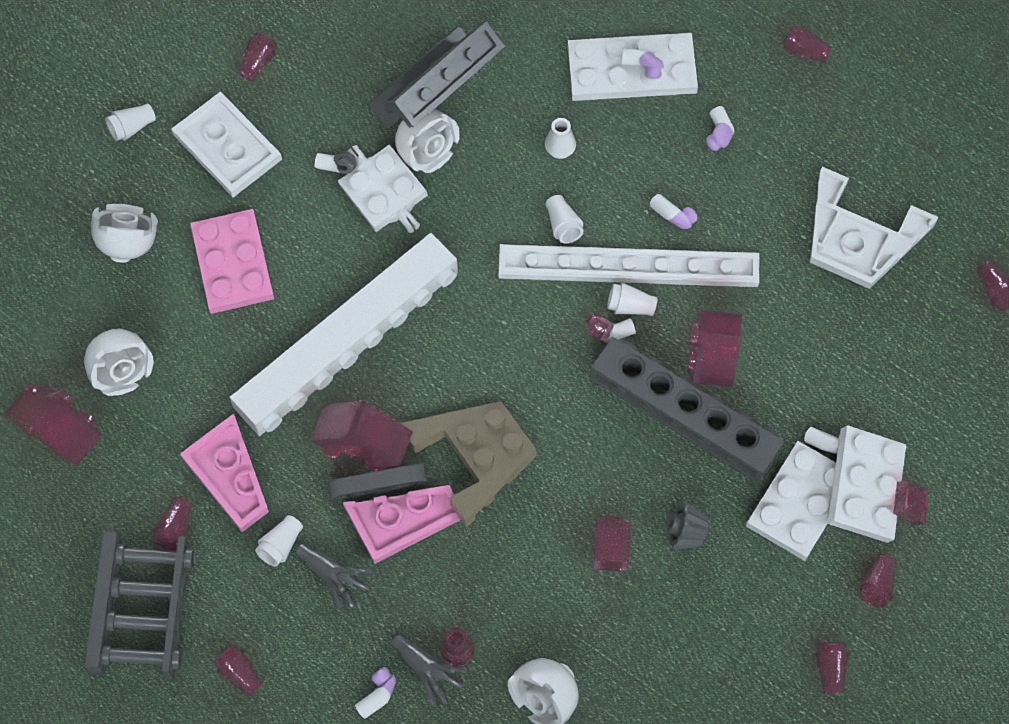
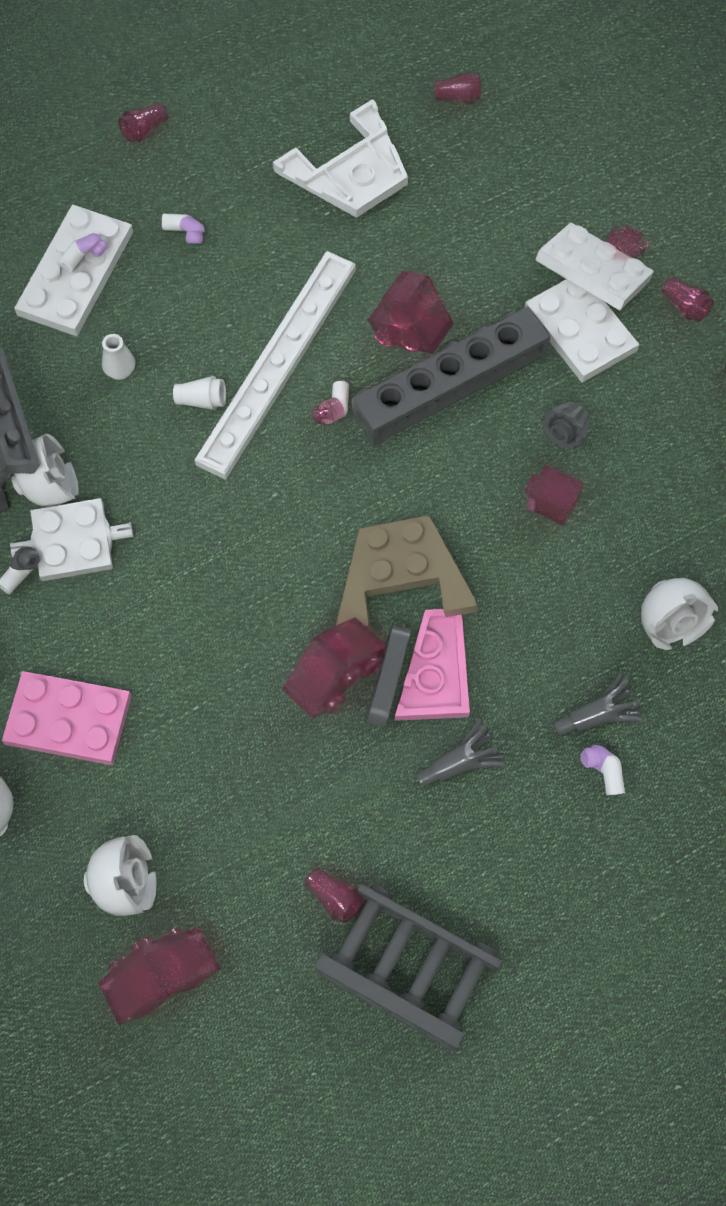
camera: 65 degrees left, 0 degrees up
(227, 473) = (304, 818): bright pink wing -> none
(238, 670) = (520, 894): clear pink cone -> none
(277, 543) = (404, 797): white cone -> none
(344, 335) = (214, 642): white brick -> none
(457, 654) = (592, 674): clear pink cone -> none
(629, 300) = (314, 376): white cone -> none
(682, 219) = (255, 297): arm -> none
(822, 440) = (536, 281): white arm -> none

